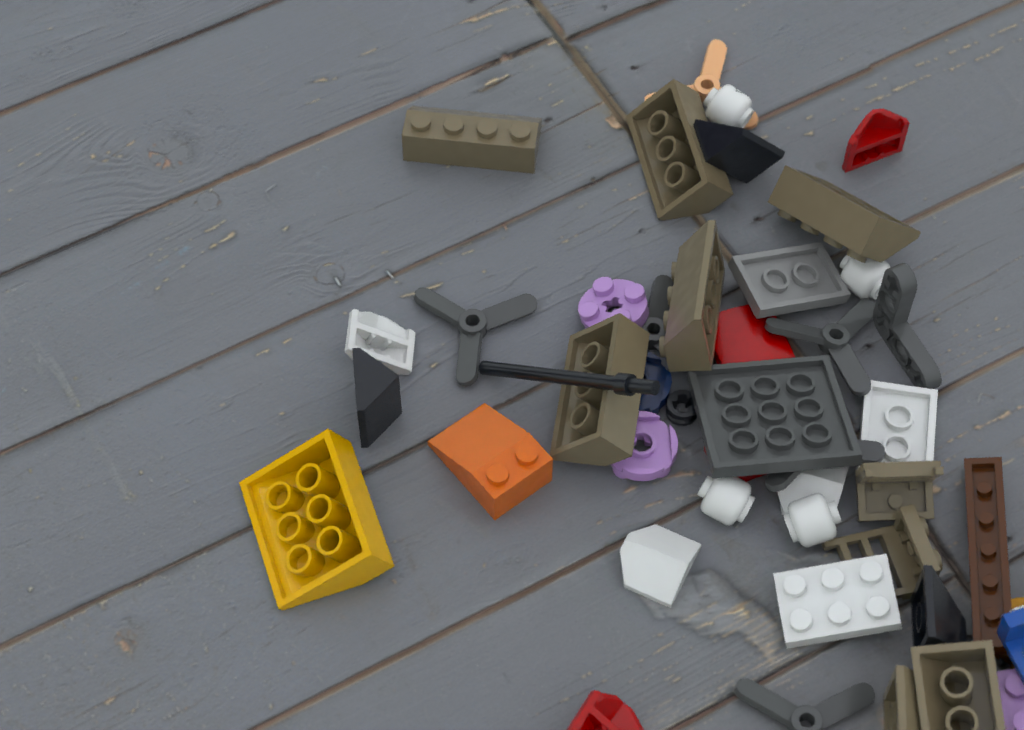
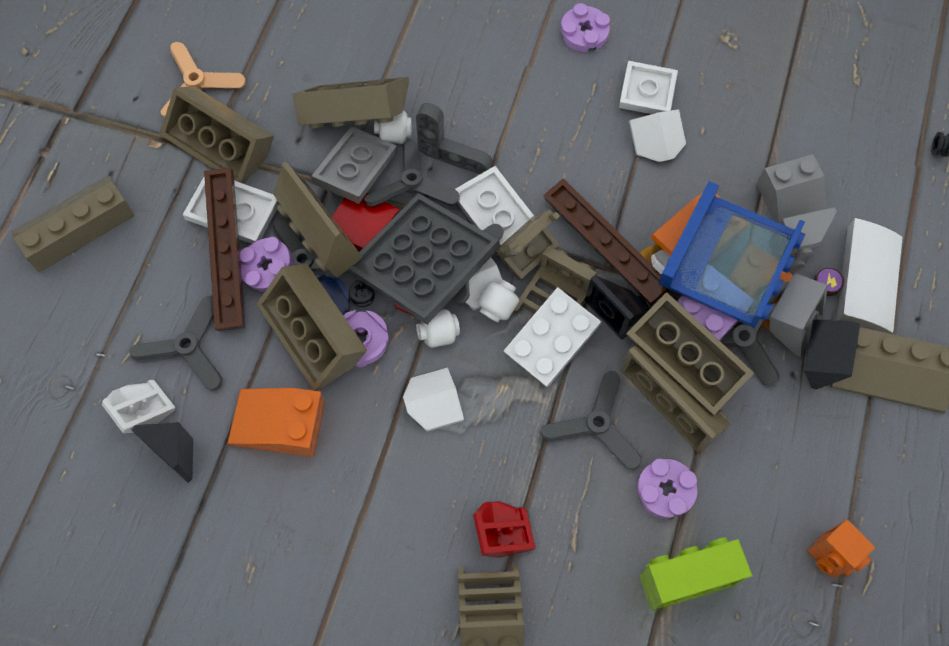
camera: 45 degrees left, 10 degrees up
(315, 522) = (205, 558): yellow slope -> none
(585, 263) = (224, 249): none -> reddish brown plate
(621, 383) = (327, 313): black bar -> none
(629, 232) = (253, 207): none -> white plate
(728, 107) = (222, 82): white head -> none
(735, 150) = (252, 106): black slope -> none
(875, 138) = (327, 36): red slope -> none

